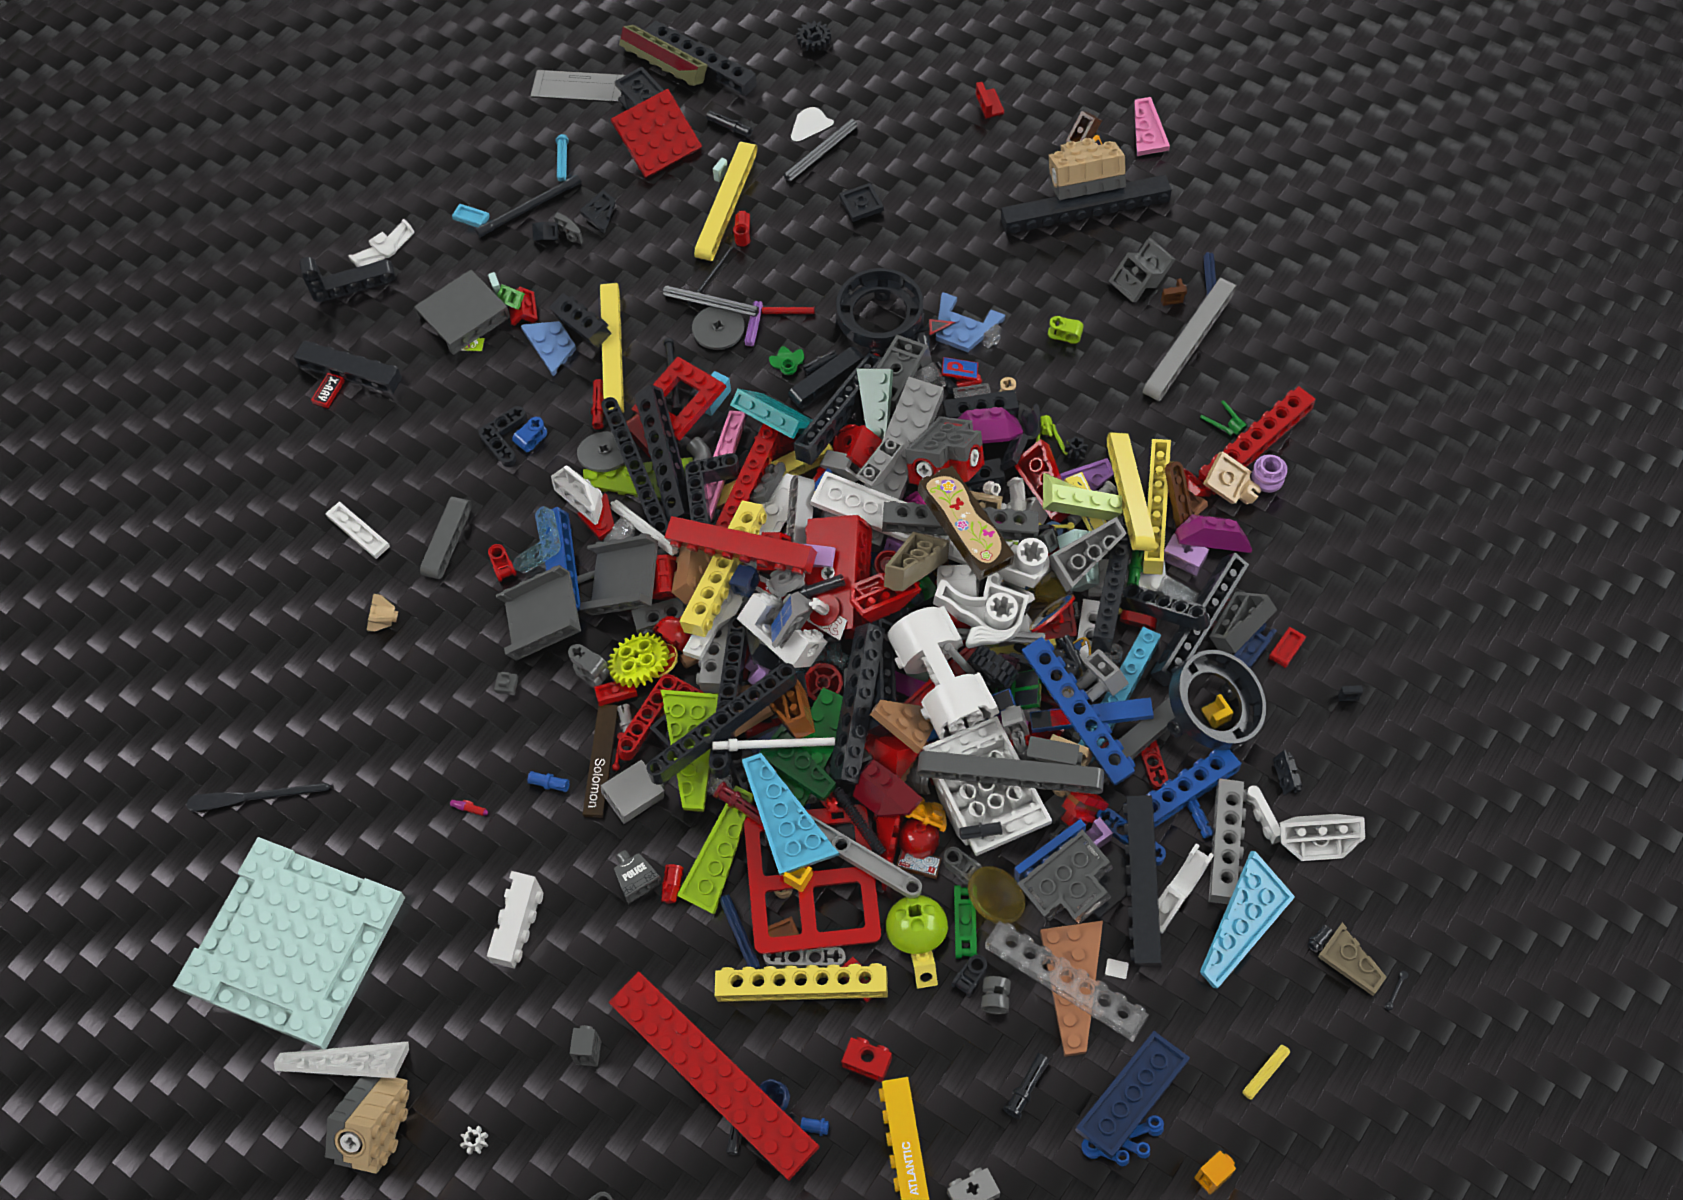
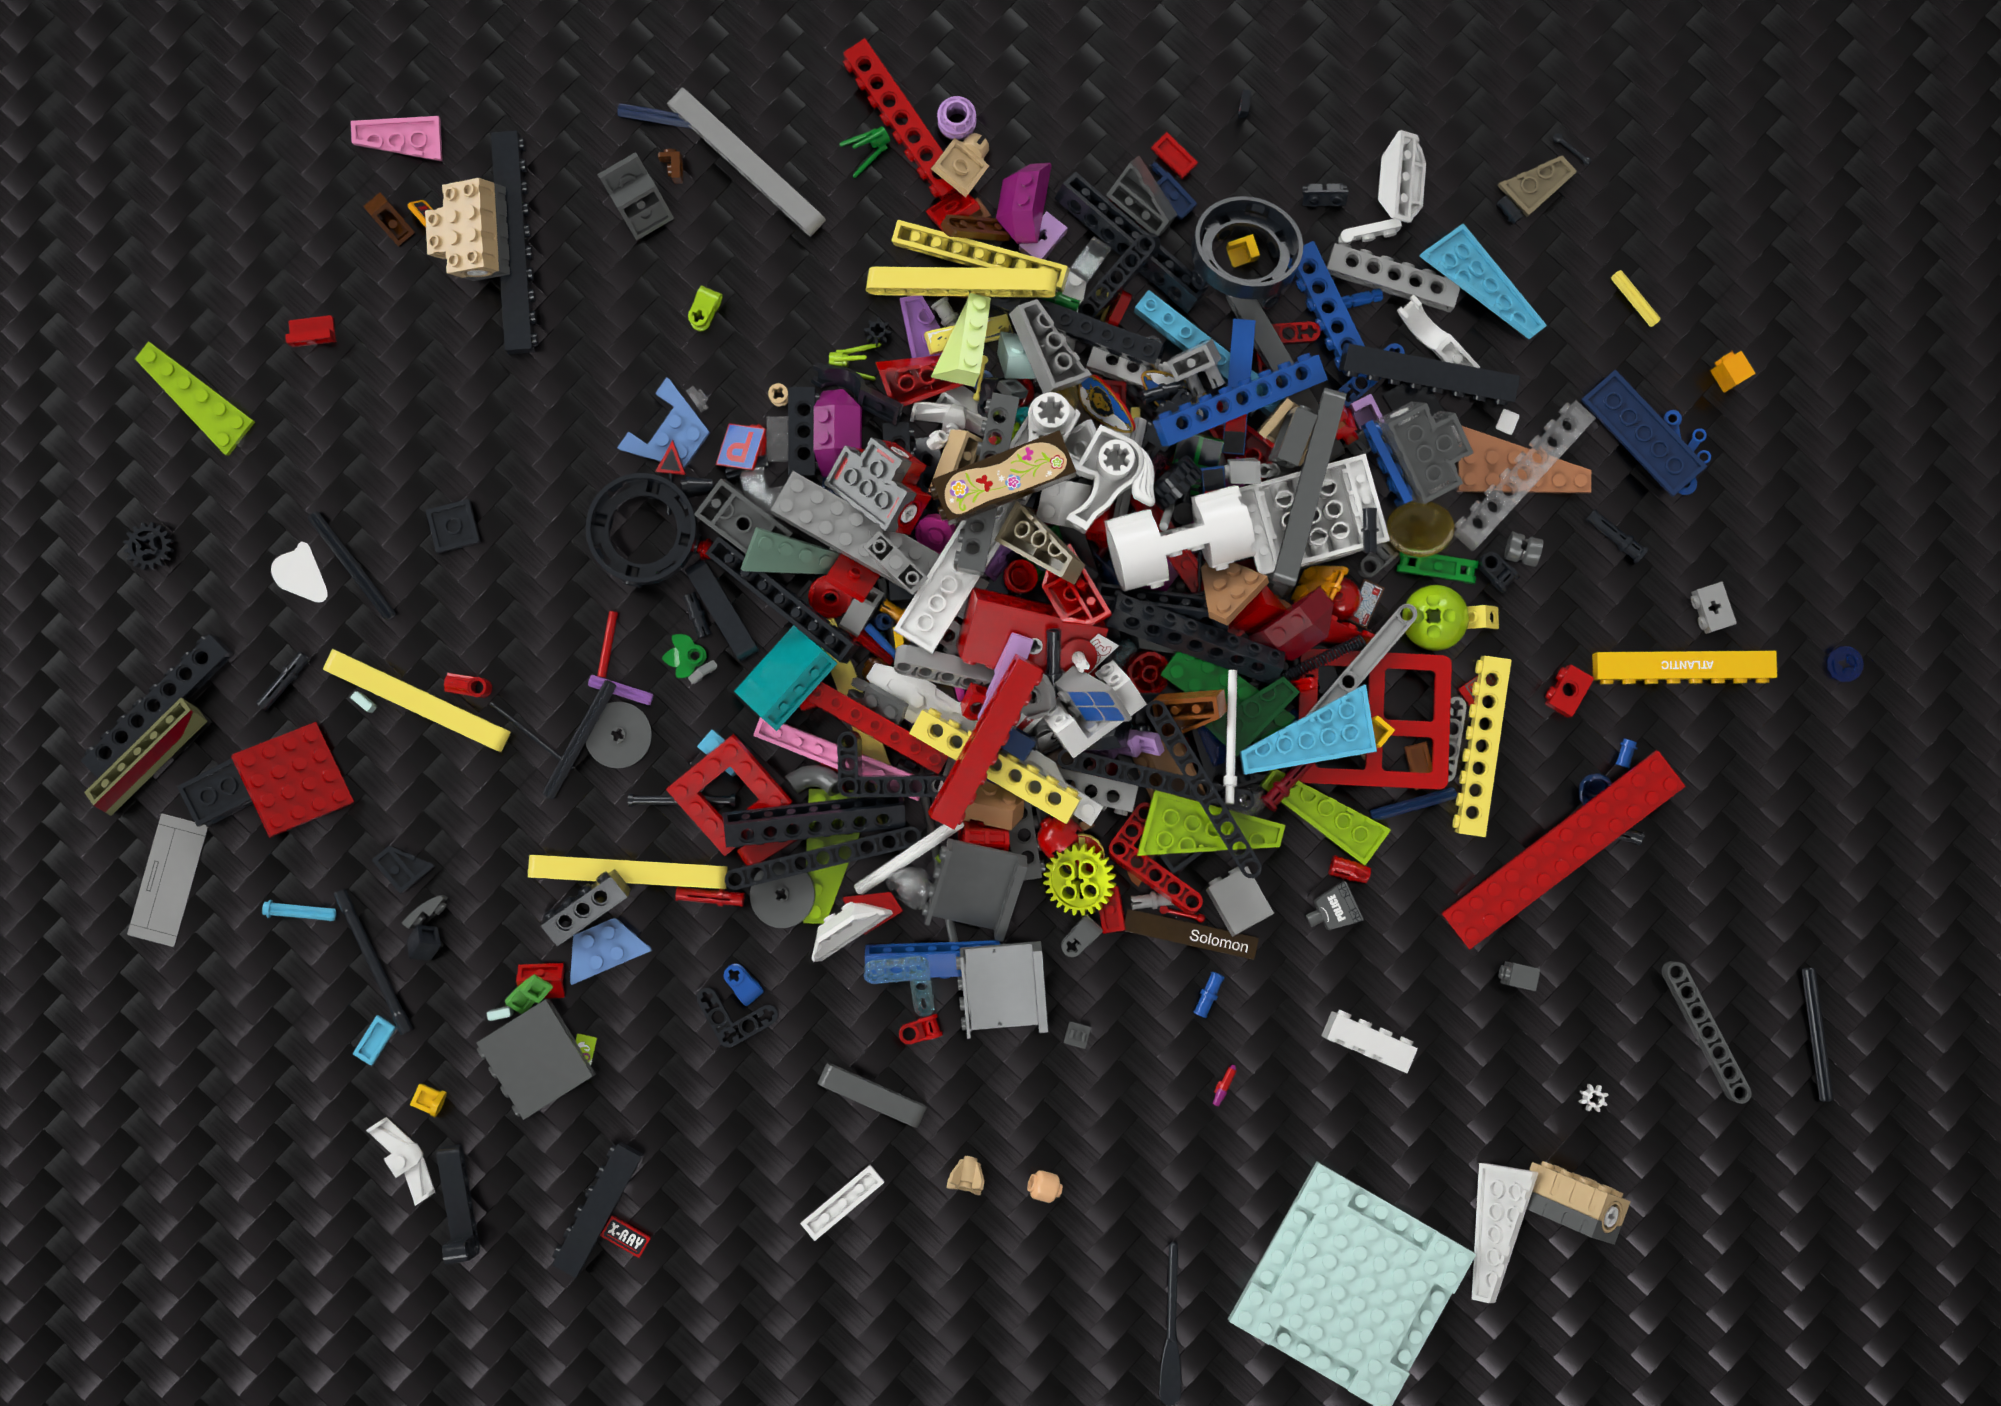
camera: 85 degrees left, 25 degrees up
(374, 674) = (1044, 1186): none -> light nougat head
(428, 254) = (428, 1099): none -> yellow tile
(775, 369) = (697, 675): none -> light grey tile
(921, 52) = (209, 410): none -> lime wing

